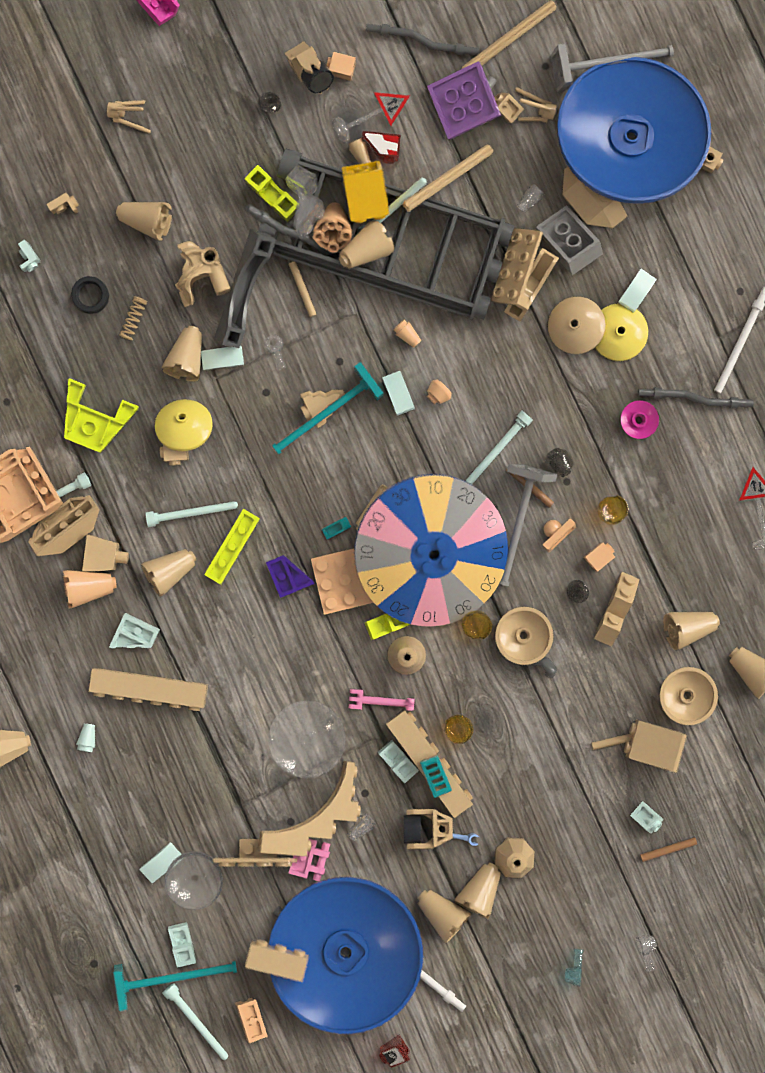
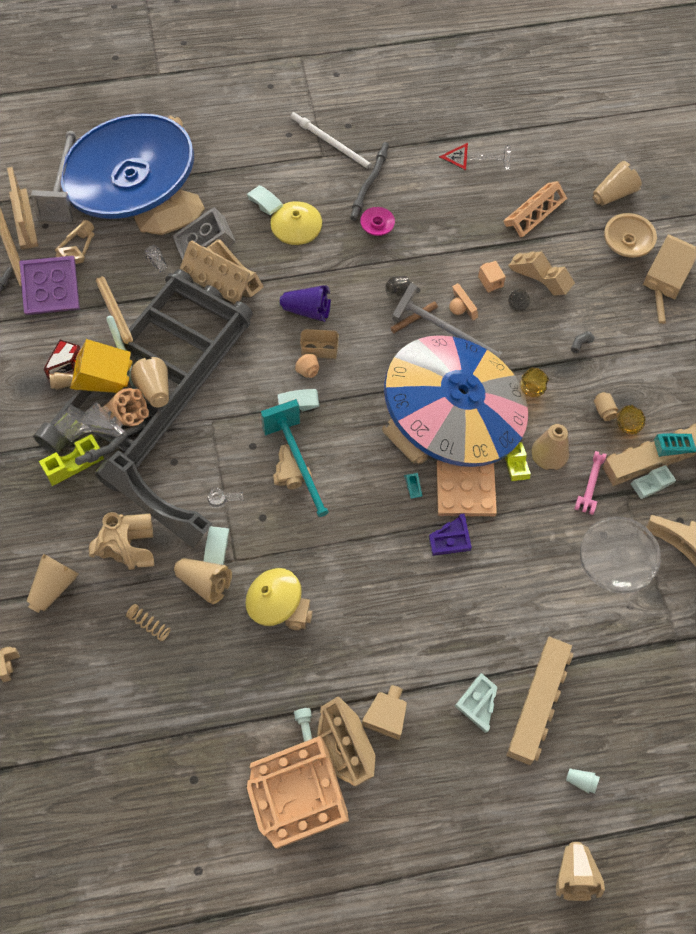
camera: 80 degrees left, 25 degrees down
(28, 253) = (43, 711): light aqua bracket -> none
(86, 586) = (417, 739): light nougat cone -> none
(90, 280) = (103, 645): black tyre -> none
(90, 426) = (246, 694): neon yellow wing -> none
(154, 518) = (361, 652): light aqua piece -> none
(168, 570) = (420, 649): tan cone -> none
(232, 546) = (409, 582): neon yellow plate -> none
(302, 289) = (172, 460): tan bar -> none
(390, 105) = (33, 388): clear piece -> none
(407, 333) = (244, 380): light nougat cone -> none
(469, 701) = (606, 406): none -> tan brick
(471, 397) = (315, 337): none -> tan piece
(512, 372) = (308, 302): none -> dark purple cone
(521, 421) = (352, 308): light aqua piece -> none
(538, 638) = (554, 338): tan dish -> none
(548, 38) = (22, 213): none -> tan fence
(587, 332) = (281, 258): tan dish -> none
(613, 510) = (452, 255): clear yellow hair -> none
(688, 627) = (569, 226): tan cone -> none
(707, 585) = (531, 205): none -> light nougat fence

